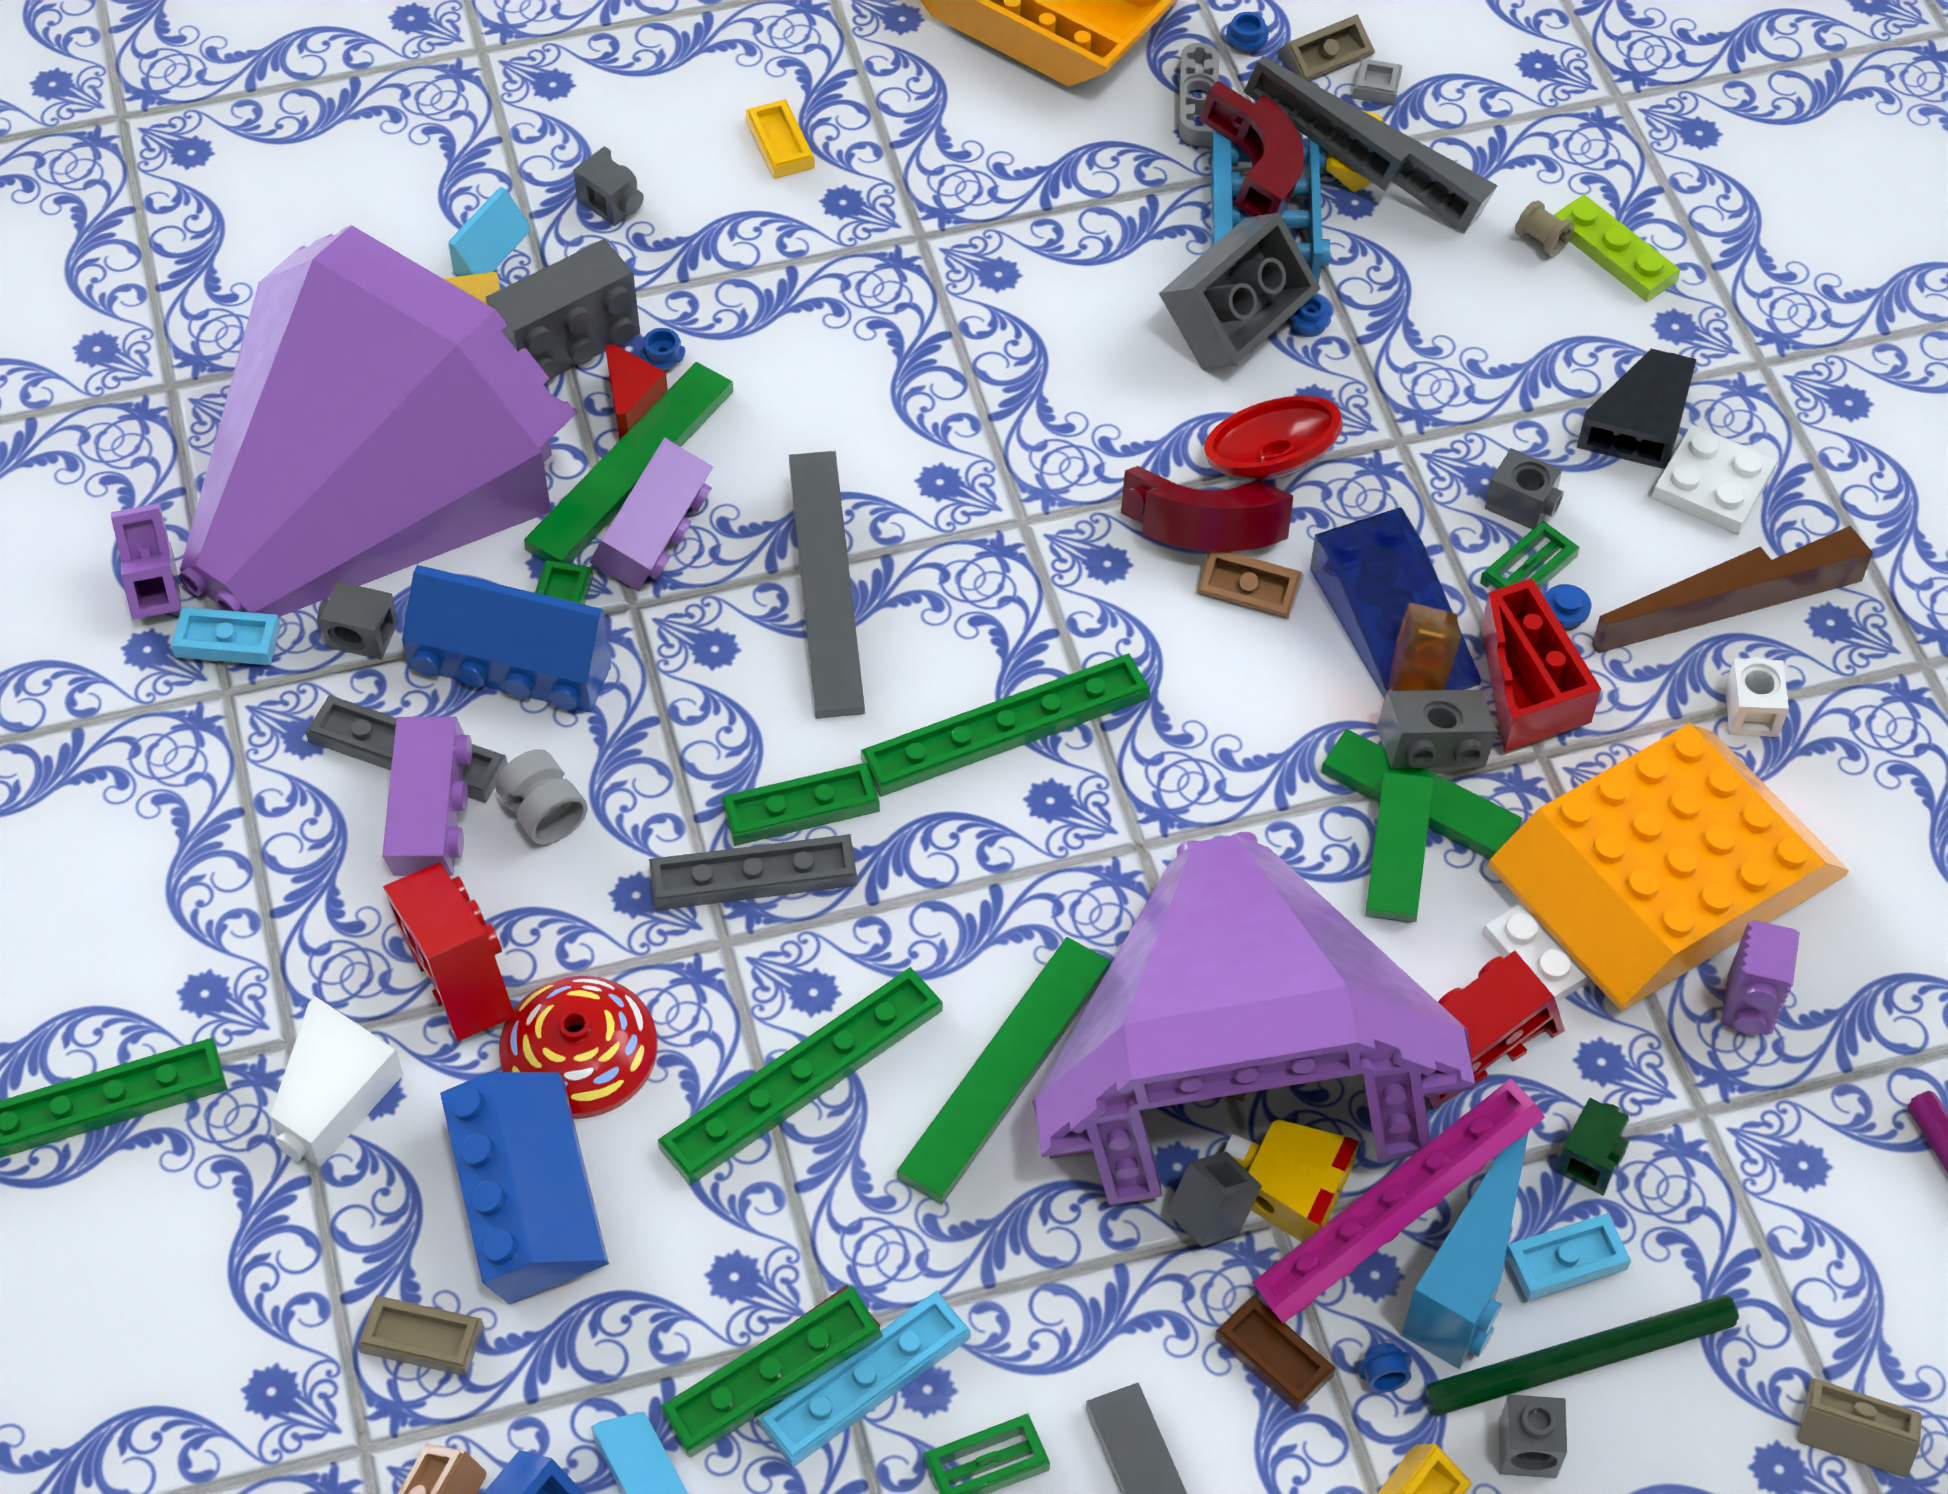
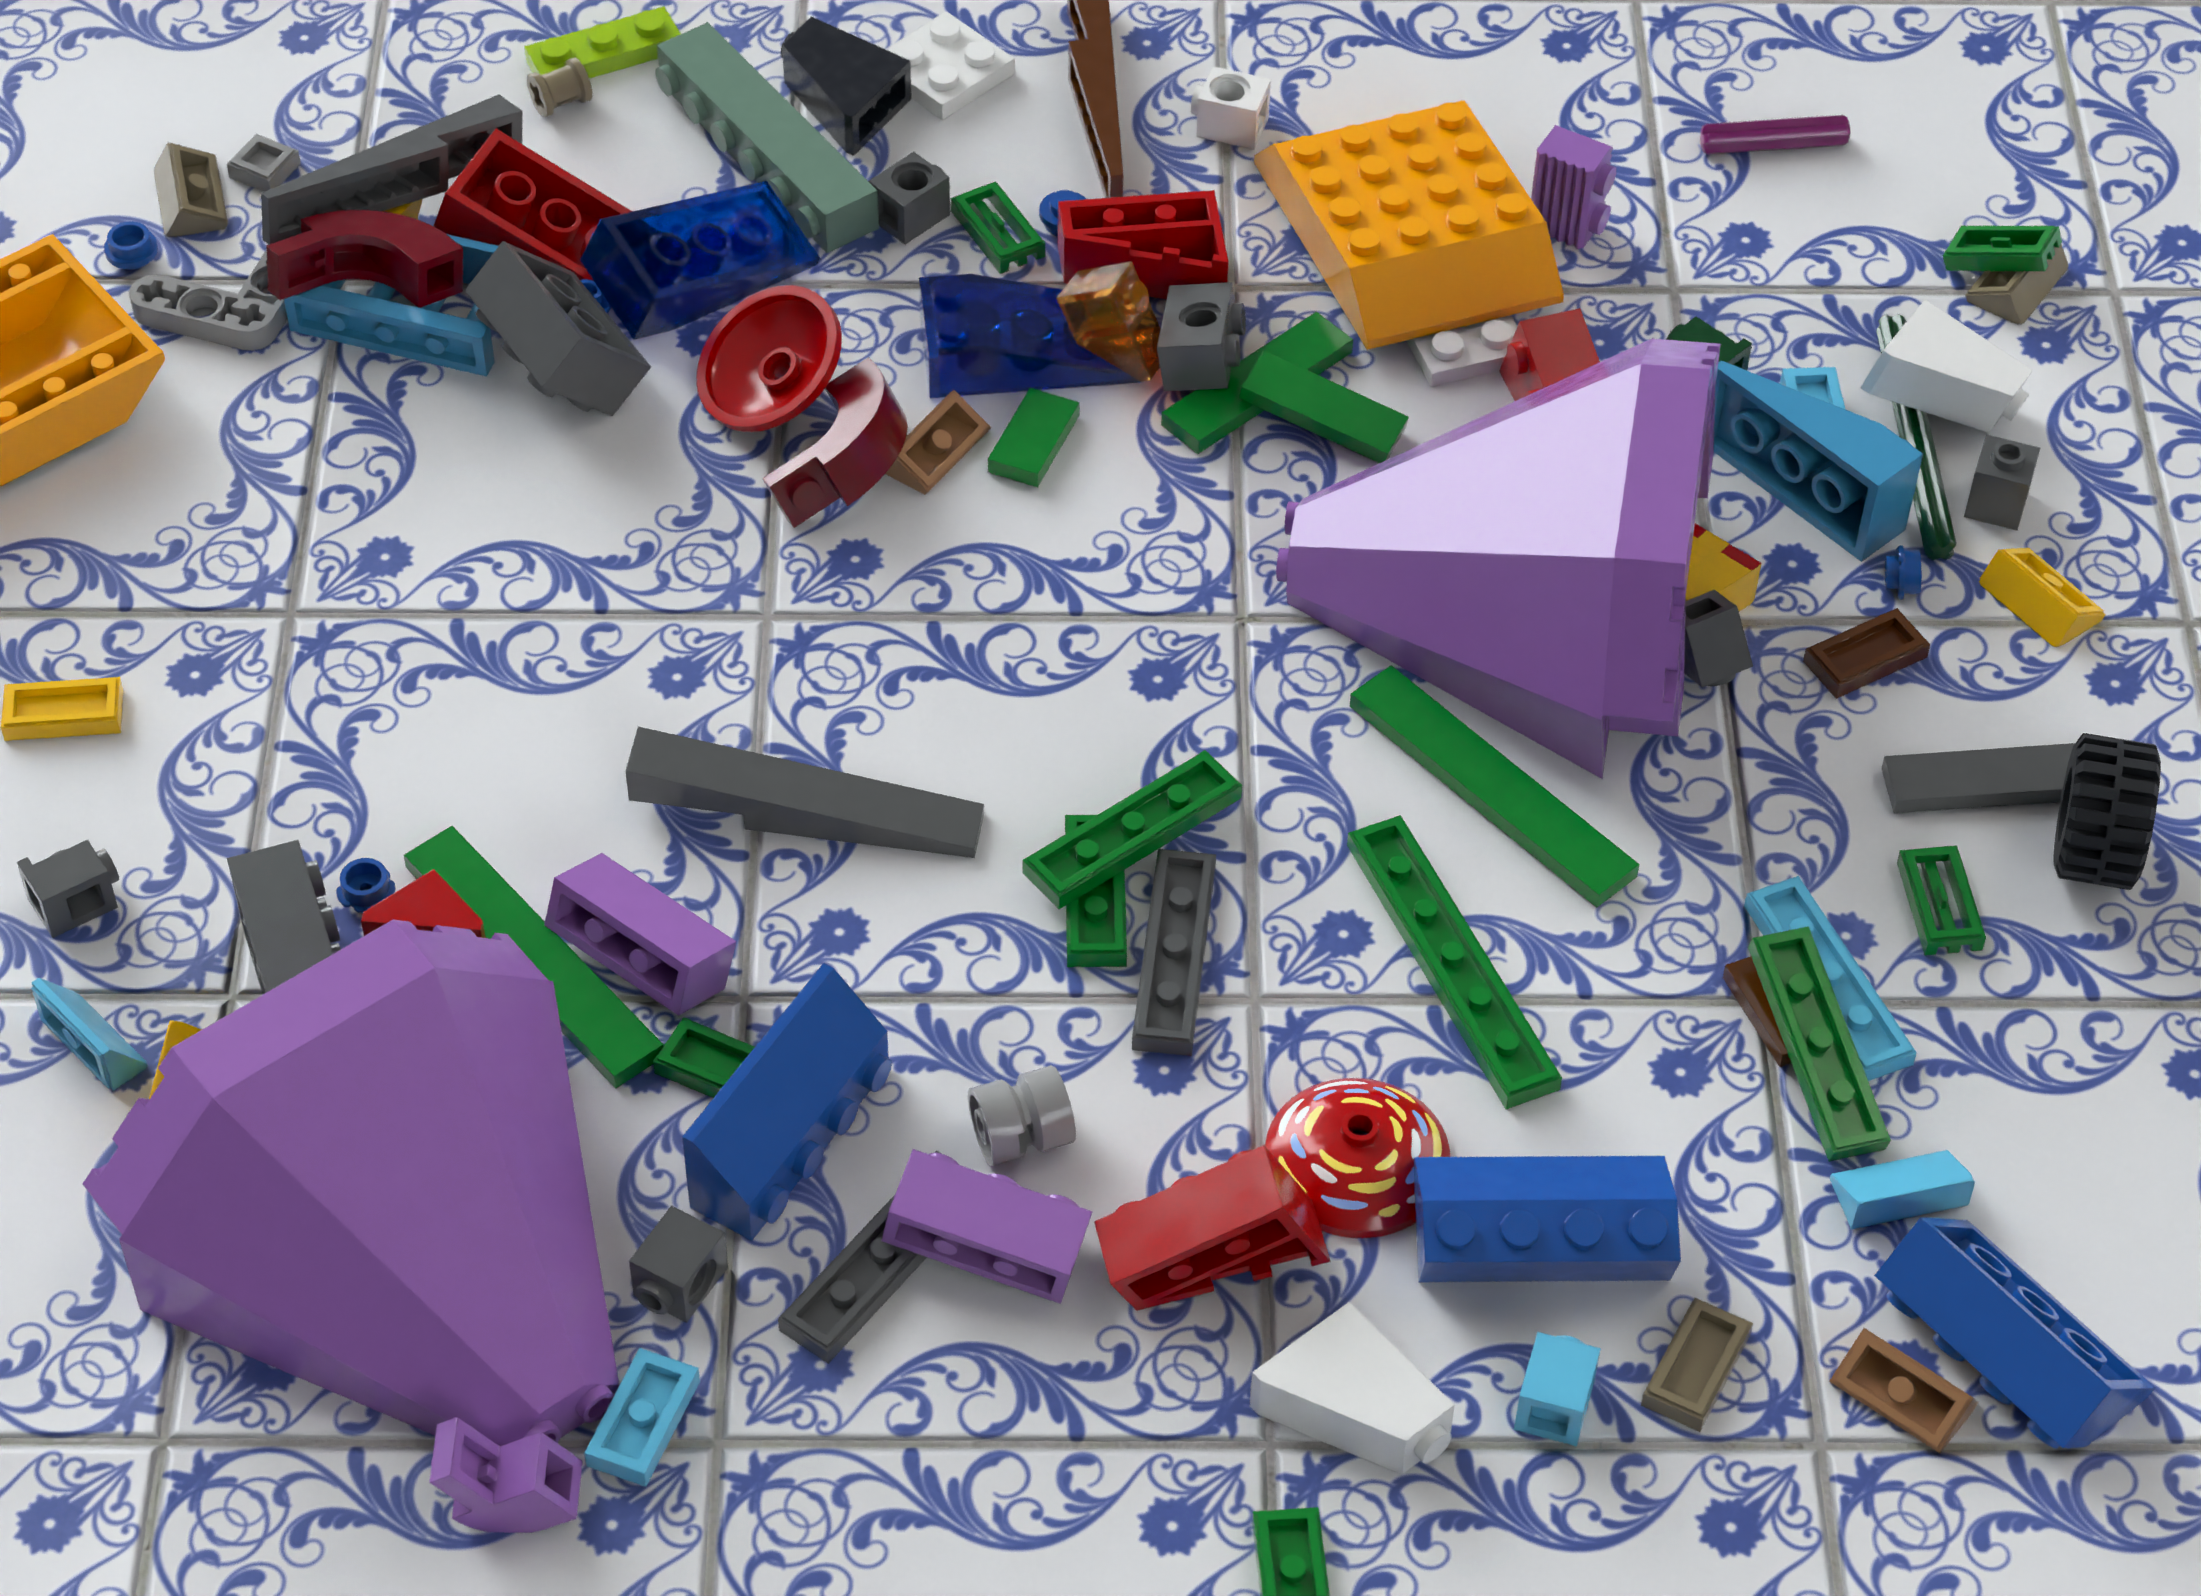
camera: 75 degrees left, 5 degrees down
(363, 1226) = (1557, 1388): none -> medium azure brick
(858, 808) = (1131, 829): none -> green tile
(1005, 724) = (1049, 689): green tile -> none
(1285, 647) = (1033, 437): none -> green tile
(1378, 264) = (525, 202): none -> red slope
(1383, 365) = (694, 256): none -> clear blue slope
(1398, 1200) = (1770, 501): dark pink plate -> none
(1550, 373) = (767, 137): none -> sand green brick
(1654, 1355) = (1948, 372): none -> white slope
(1857, 1418) = (2002, 248): none -> green tile

